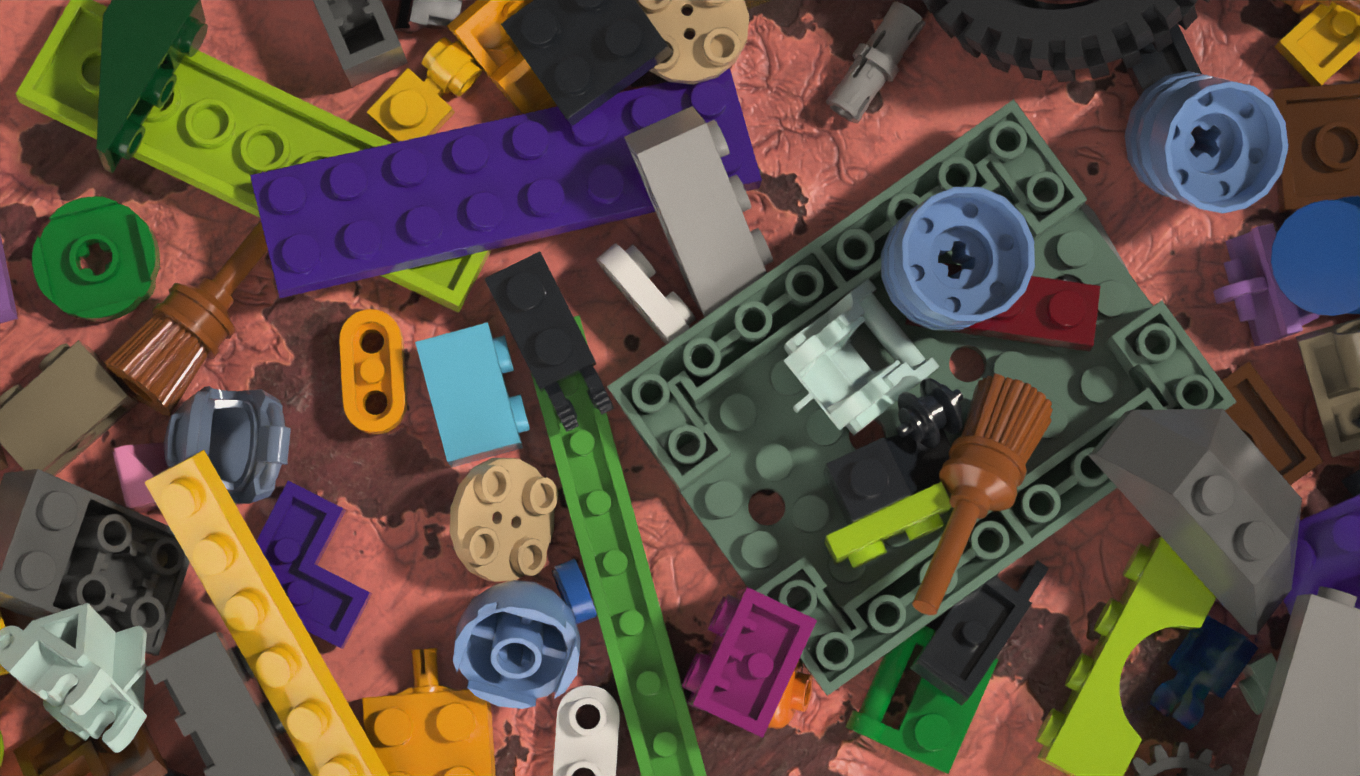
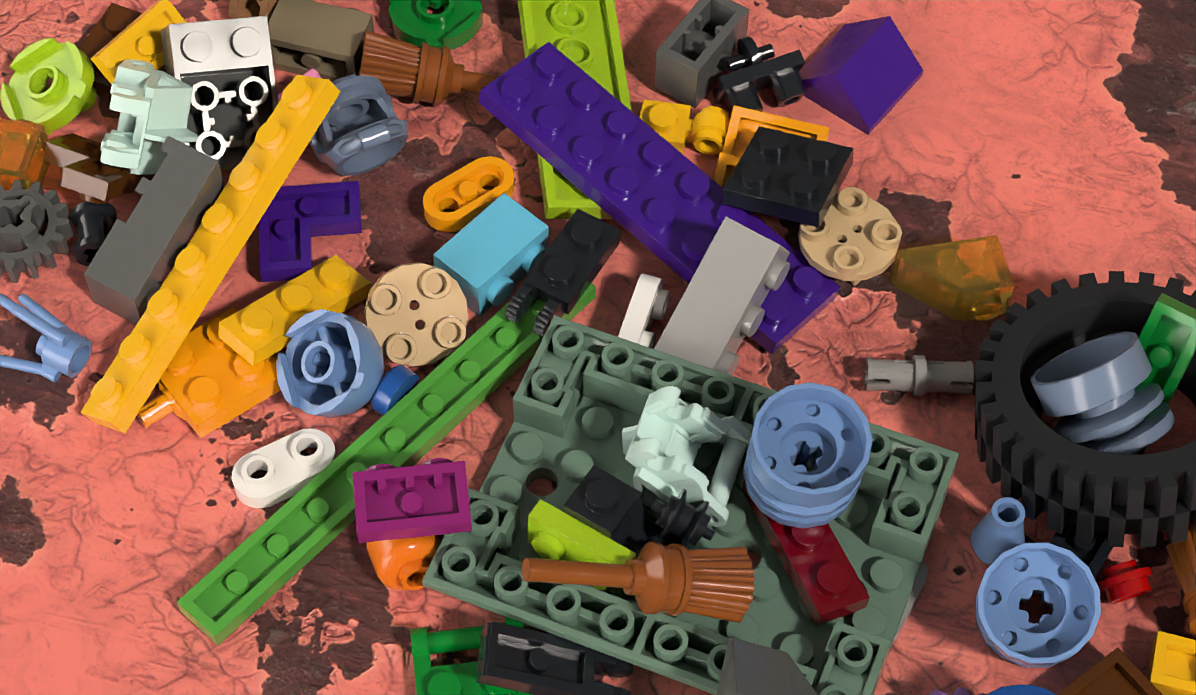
camera: 60 degrees right, 25 degrees down
(413, 638) = (262, 325): none -> yellow plate
(1087, 122) = (999, 530): none -> medium blue cone
(1212, 32) = (1125, 581): none -> red plate

